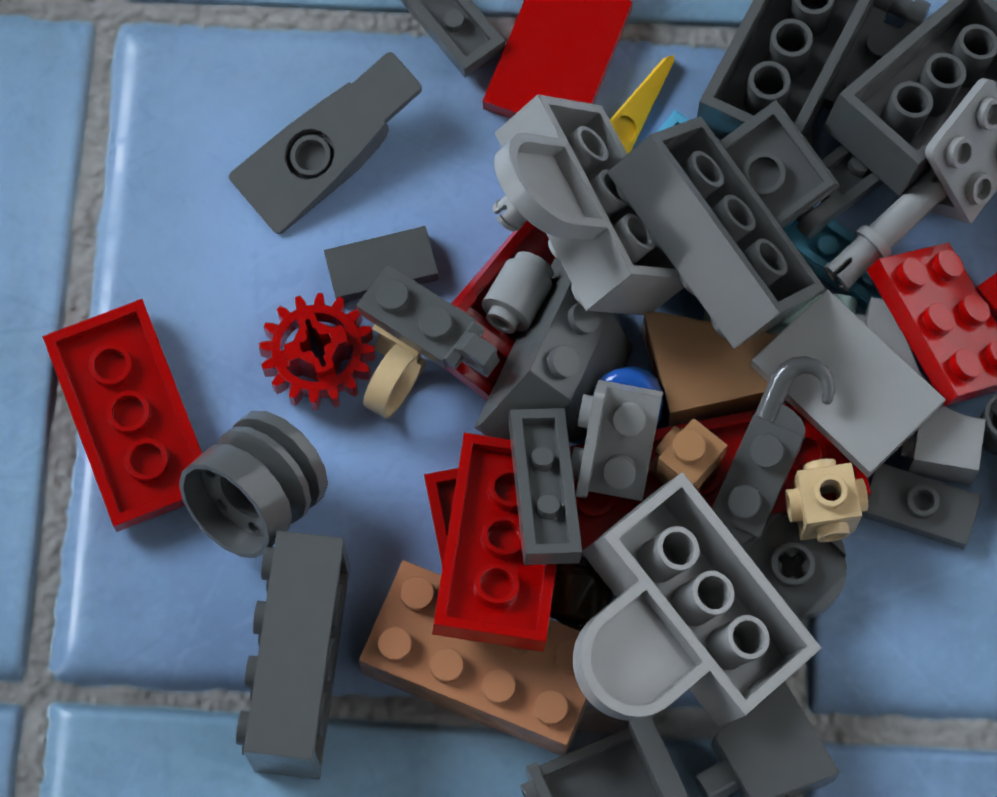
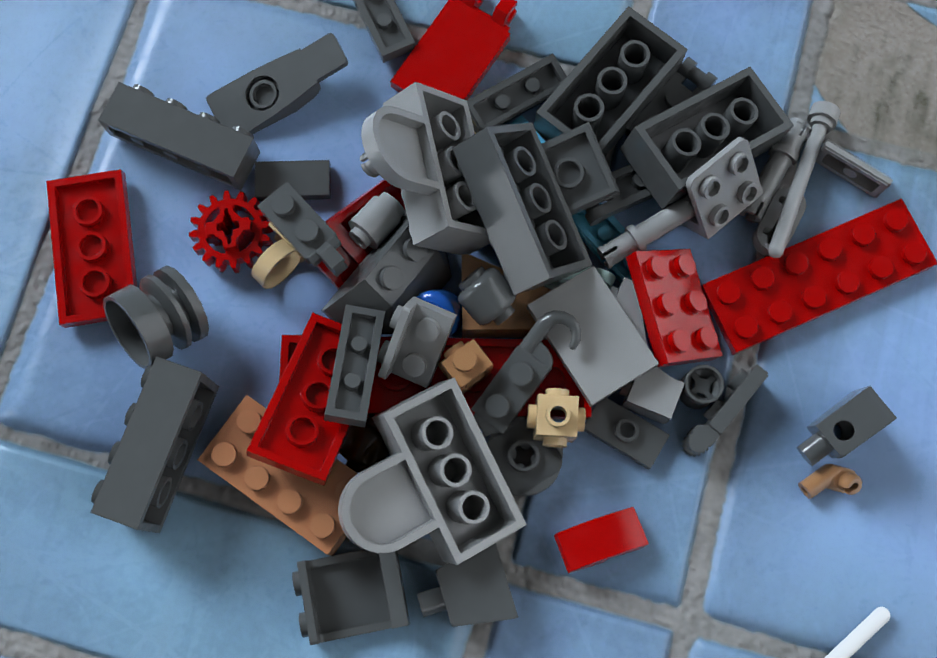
camera: 10 degrees right, 5 degrees up
(214, 234) = (180, 135): none -> dark grey brick
(663, 82) = (516, 94): none -> dark grey tile
(696, 359) = (487, 296): none -> dark grey head
(922, 652) = (601, 539): none -> red slope

